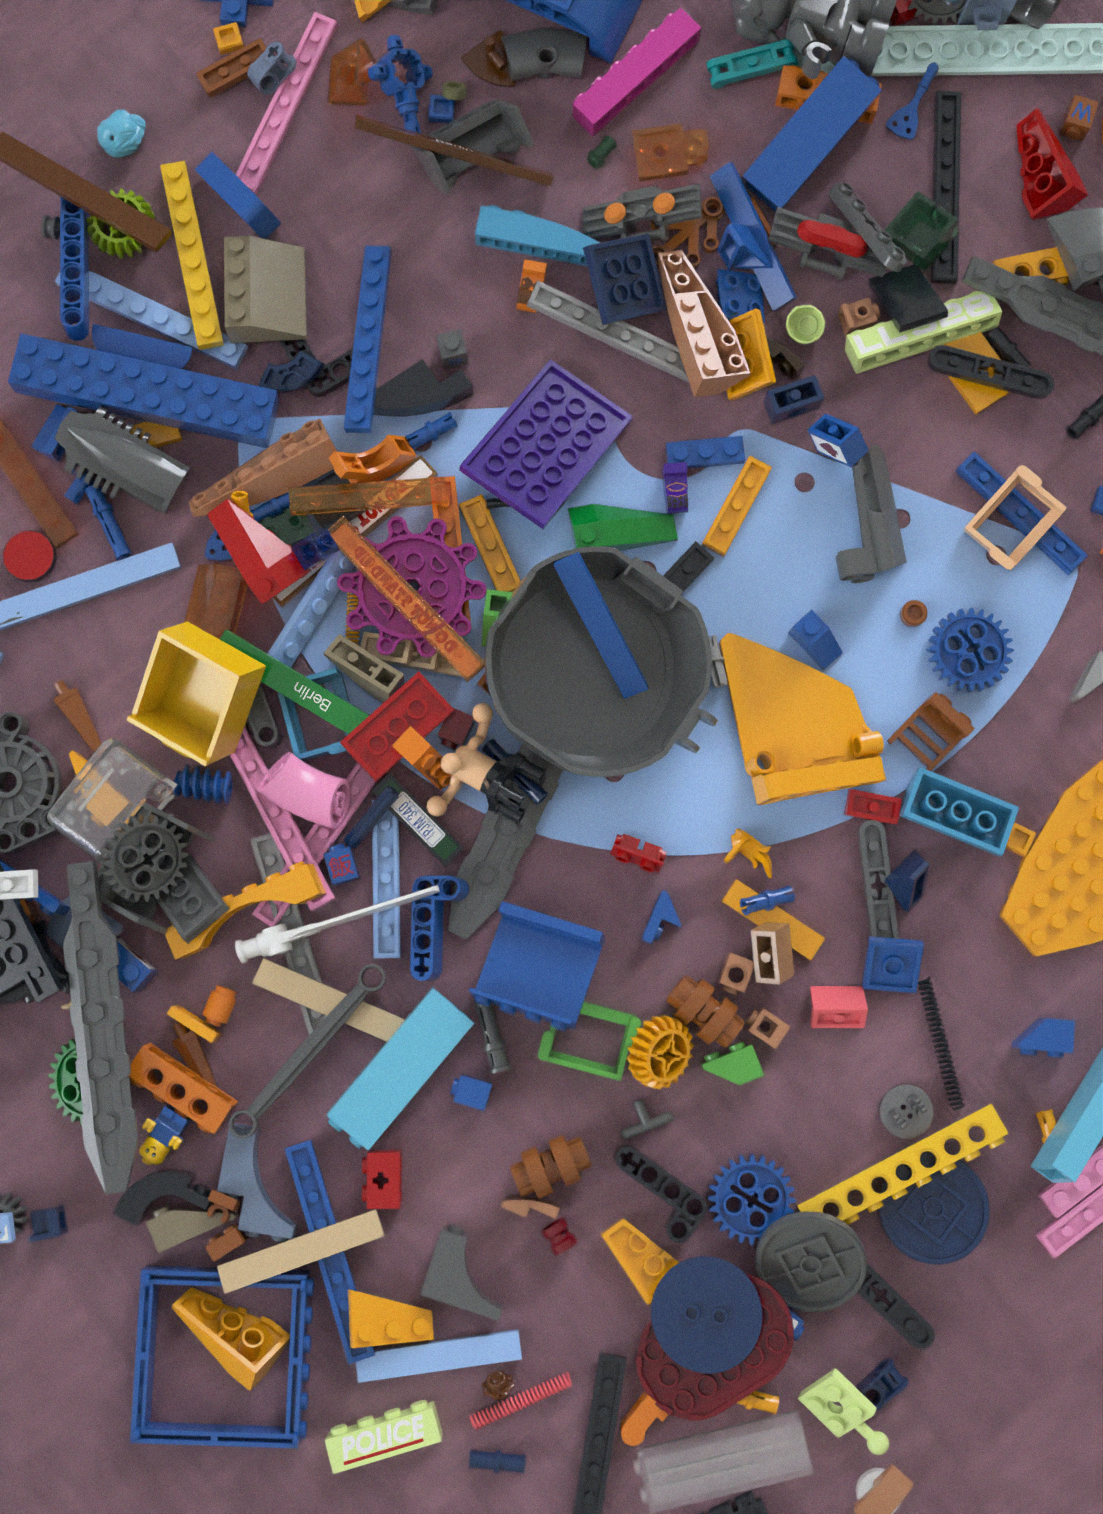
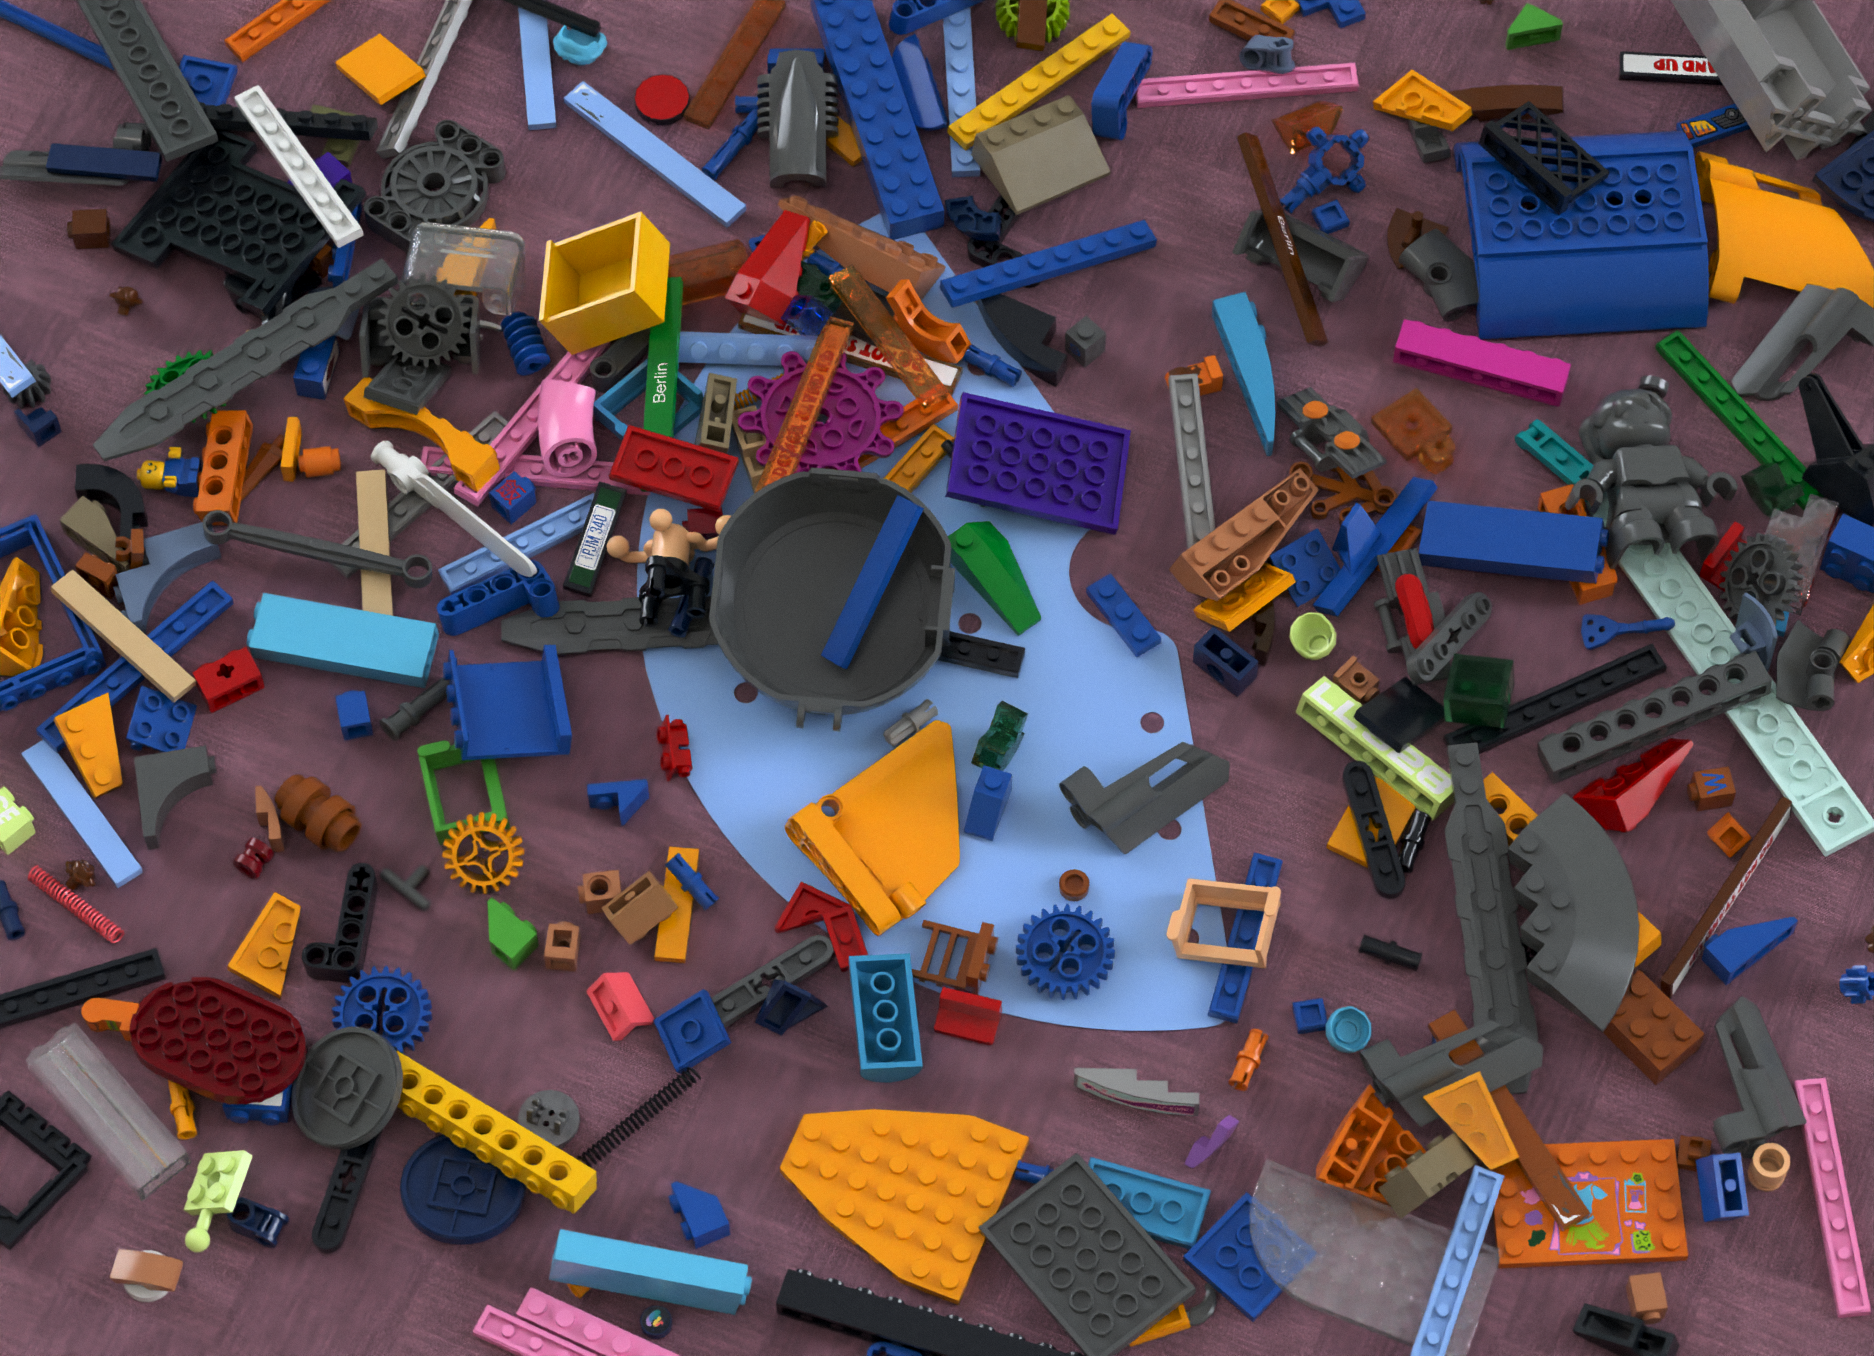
camera: 65 degrees right, 20 degrees down
(74, 709) = (536, 207): dark orange bar -> none
(371, 817) = (573, 495): dark blue axle -> none
(395, 1254) = (160, 722): none -> blue hinge
(422, 757) = (654, 491): orange slope -> none
(454, 90) = (1353, 216): olive tile -> none
(597, 157) = (1377, 374): clear green pin -> none
(625, 278) = (1248, 446): dark blue plate -> none
(675, 487) = (1068, 603): dark purple leg -> none
(706, 1314) = (245, 1013): dark blue plate -> none
(713, 1017) = (545, 883): dark orange piece -> none
(736, 506) = (1086, 670): light orange tile -> none
(750, 848) = (738, 843): light orange piece -> none
(769, 603) = (1002, 739): none -> clear green brick
(828, 821) = (806, 908): none -> red tile
(838, 440) = (1205, 718): blue brick -> none
(982, 750) = (968, 1016): none -> red panel
(1020, 35) = (1646, 730): none -> dark grey brick
(1020, 840) = (894, 1095): light orange tile -> none

